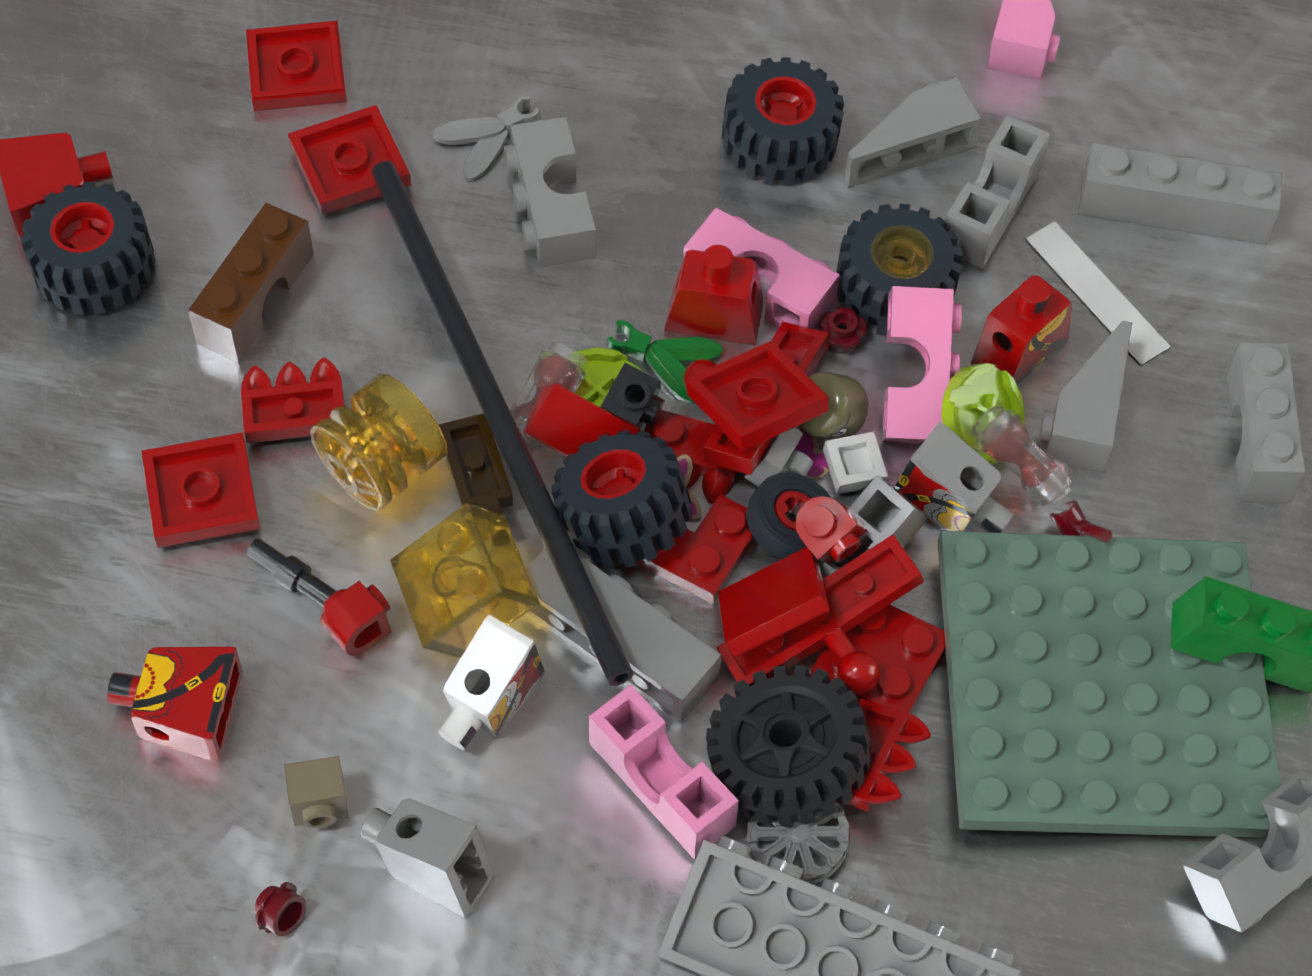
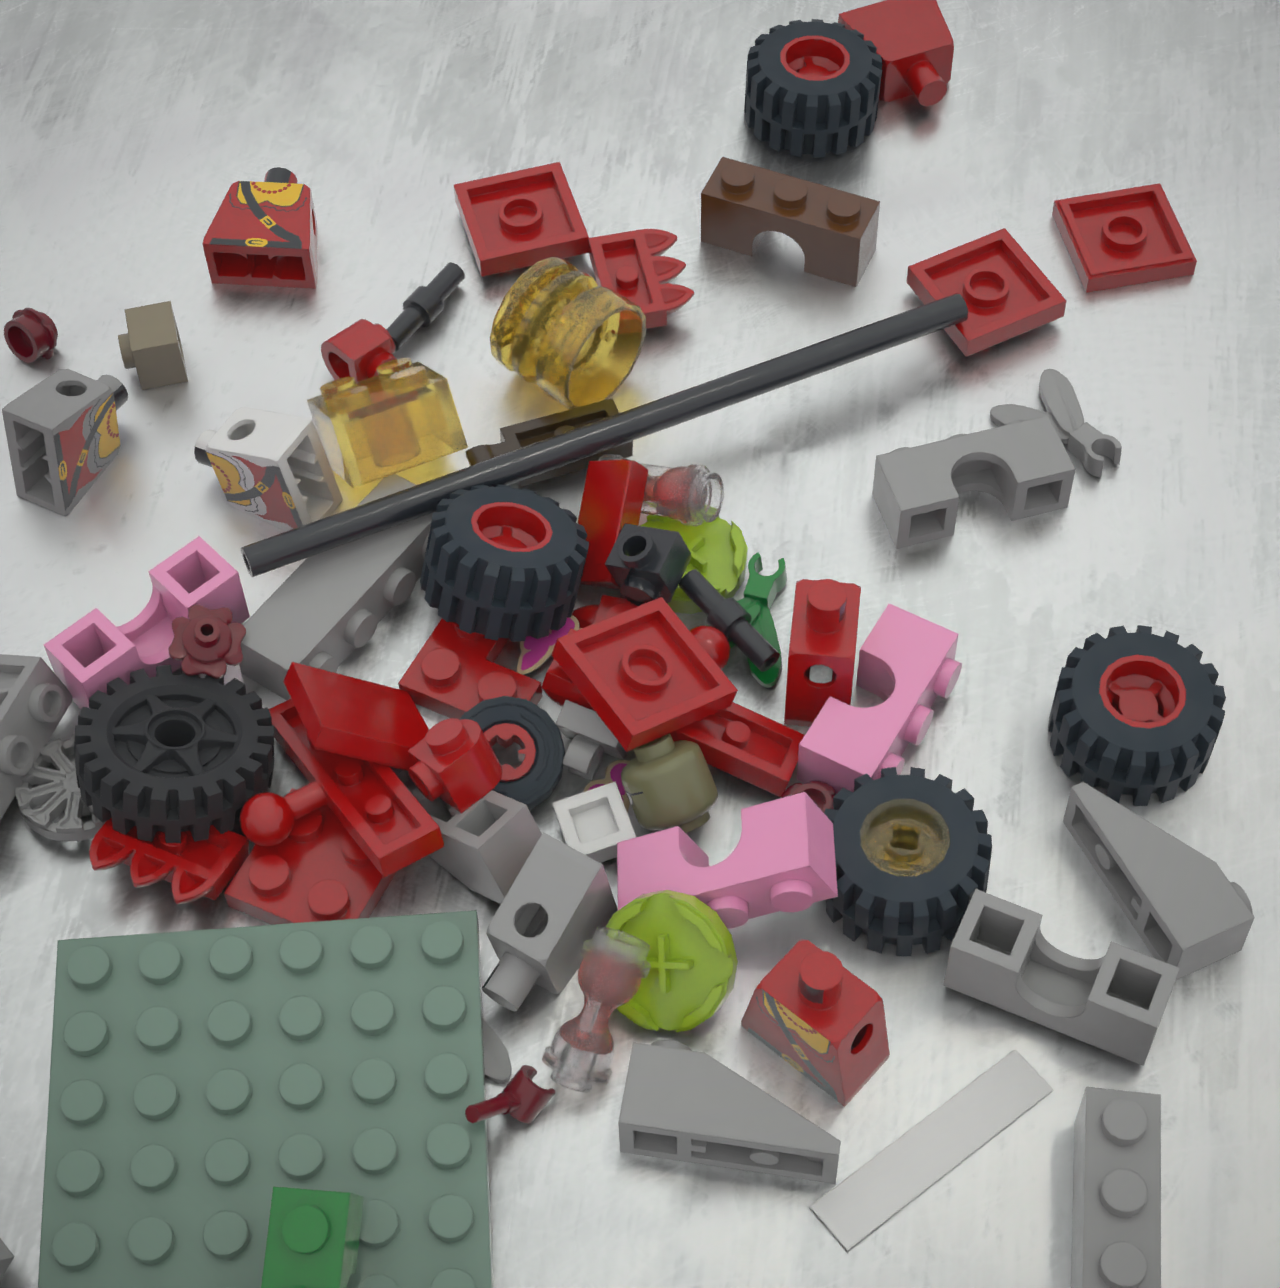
camera: 90 degrees right, 5 degrees down
(678, 357) = (730, 619): none -> black bar
(692, 713) = (207, 641): none -> dark red plant

